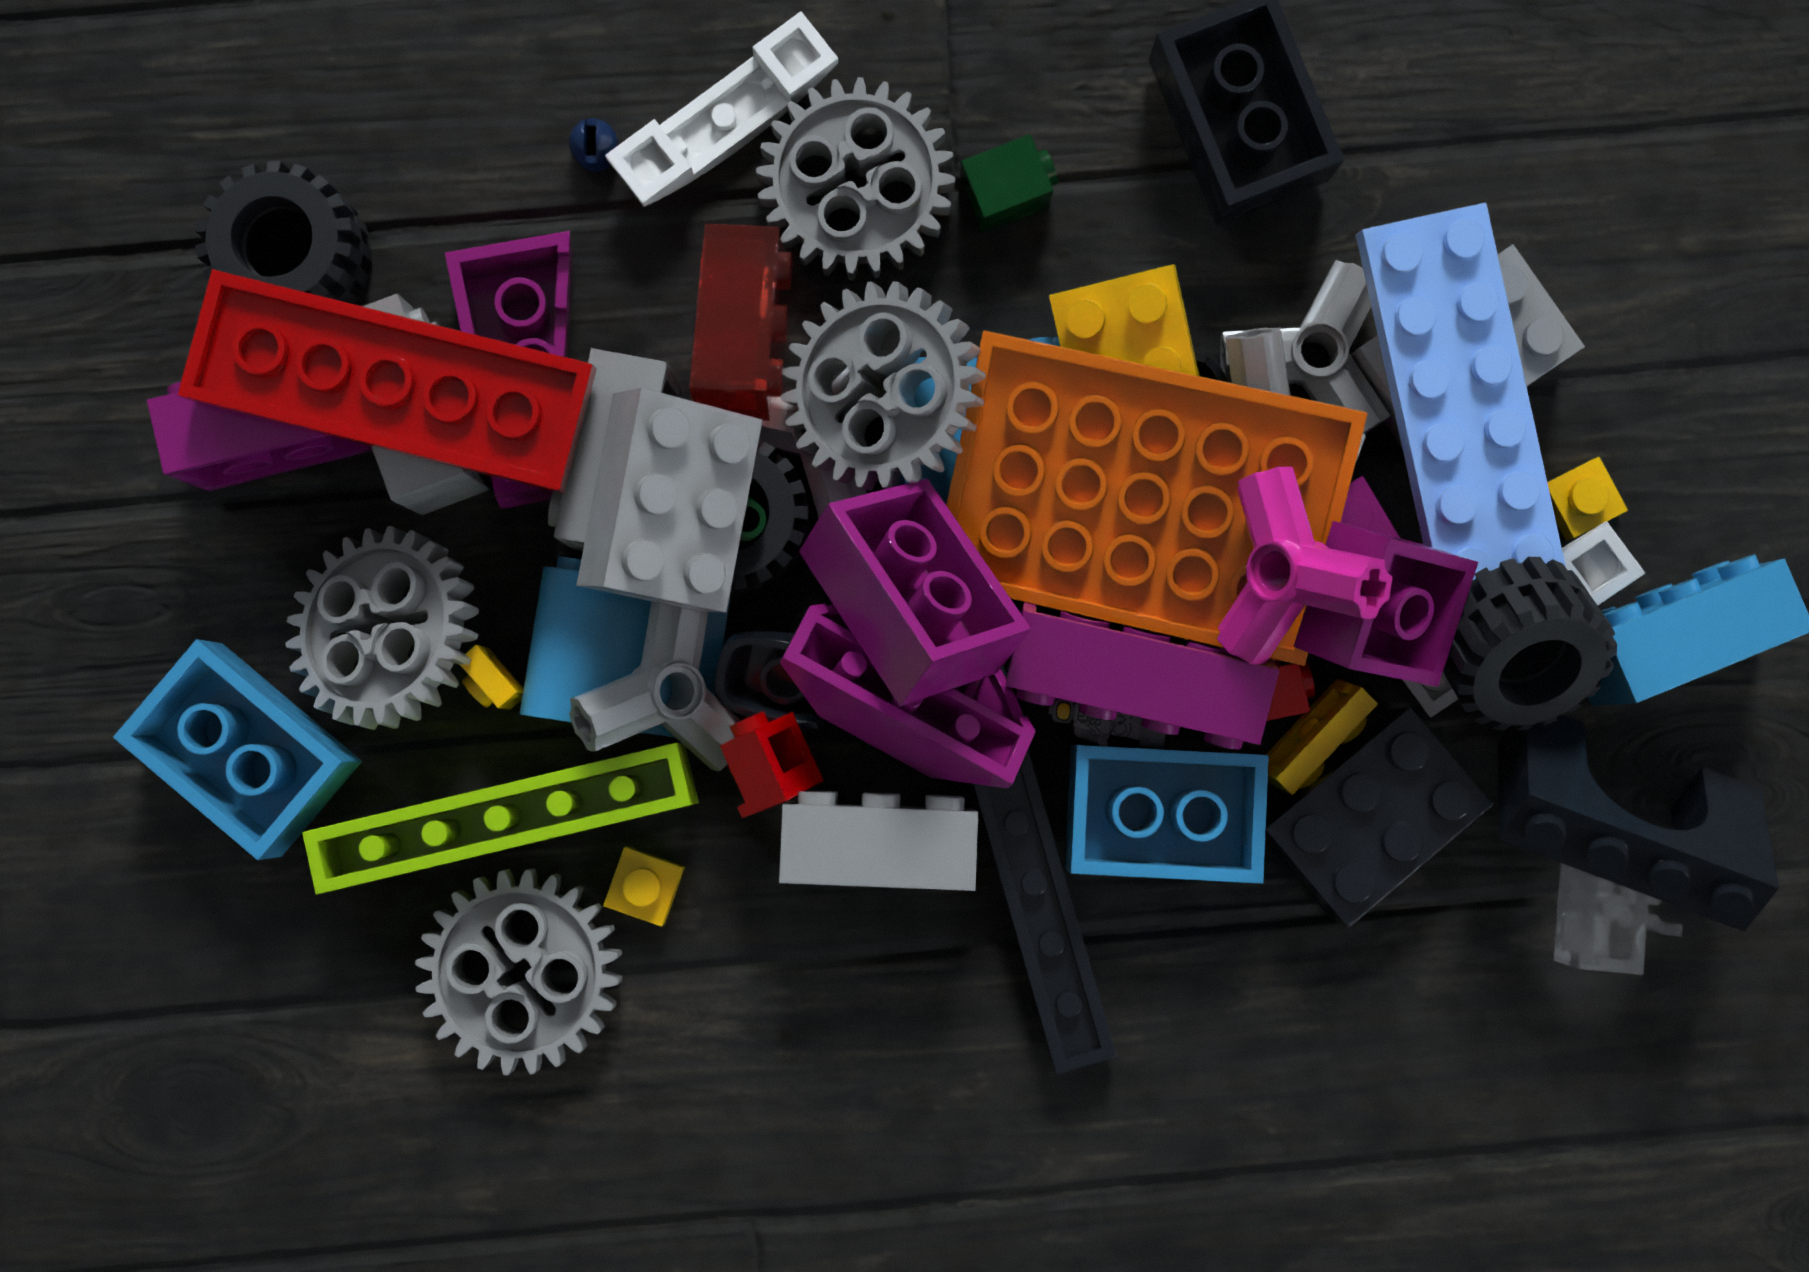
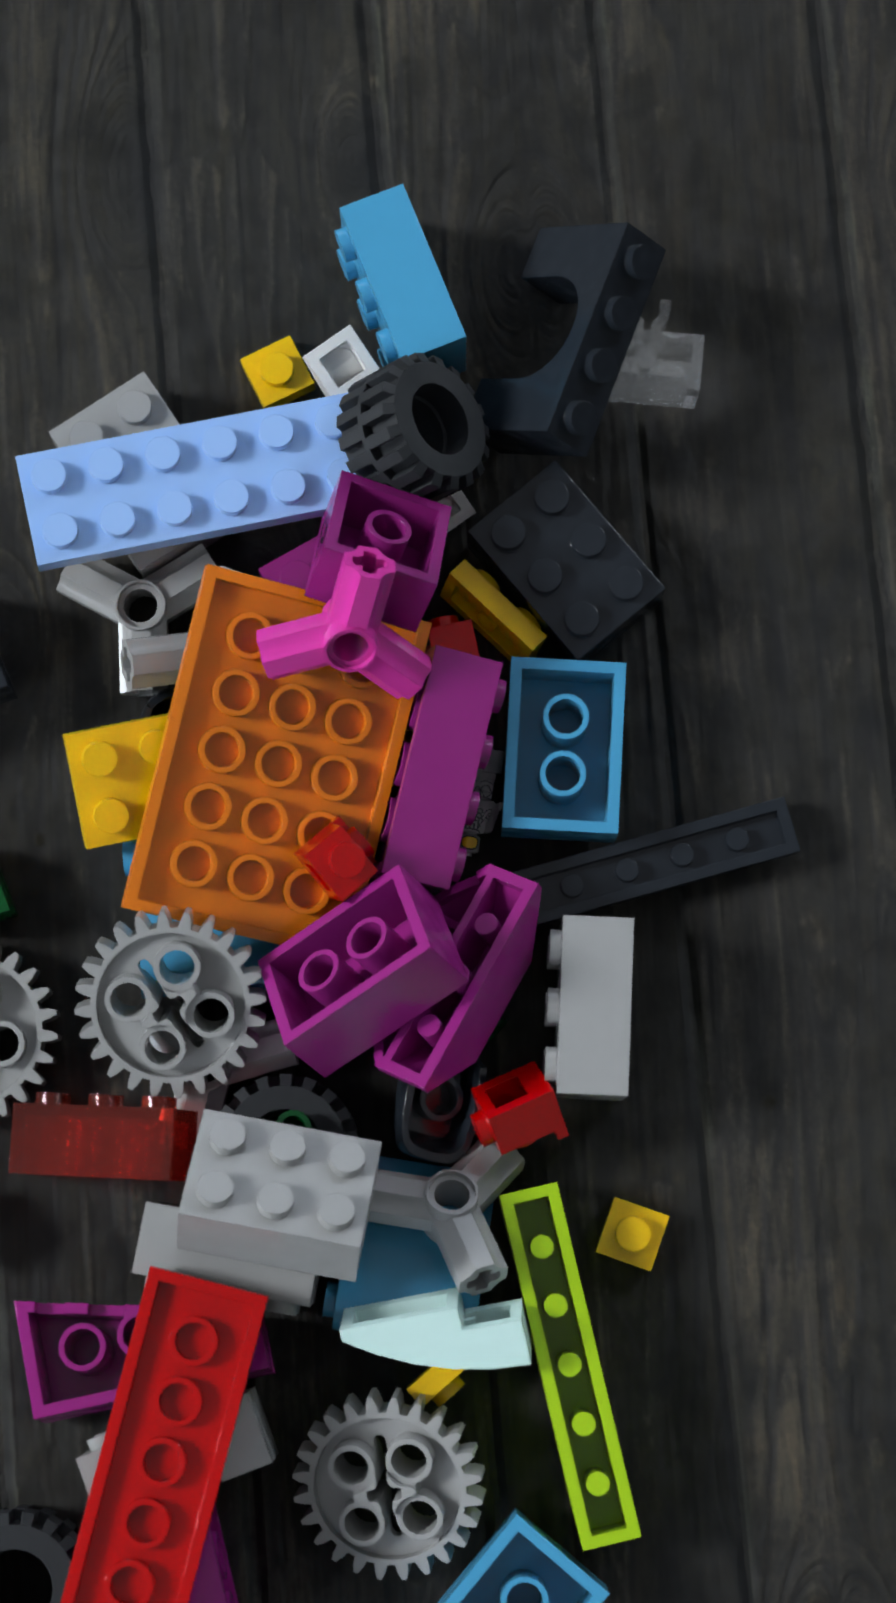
camera: 90 degrees left, 5 degrees down
(475, 1007) = (745, 1392): light grey gear -> none
(531, 679) = (441, 1333): none -> light aqua slope
(1038, 564) = (338, 859): none -> red brick

